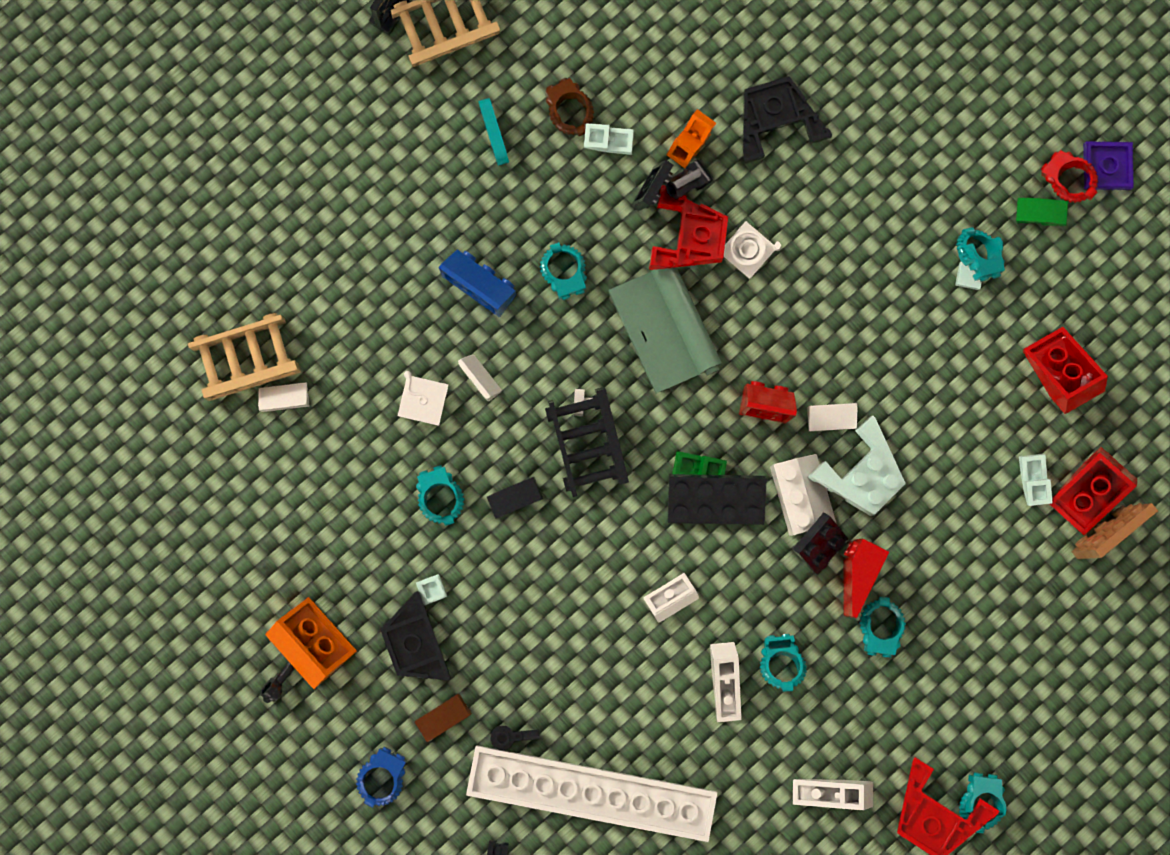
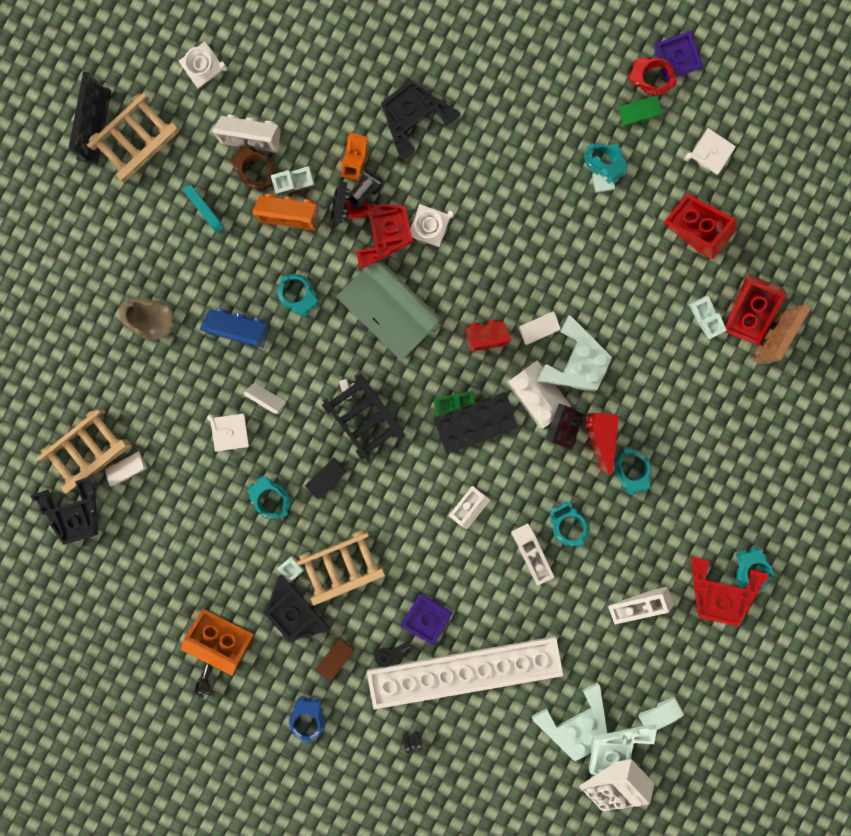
camera: 15 degrees left, 5 degrees up
(201, 433) = (74, 520): none -> black wing
(379, 231) = (147, 317): none -> dark tan piece
(480, 630) = (338, 586): none -> tan fence
(570, 711) = (426, 618): none -> dark purple tile
(580, 65) = (248, 132): none -> white slope
(588, 172) = (286, 212): none -> orange slope
(1108, 289) = (711, 151): none -> white hat

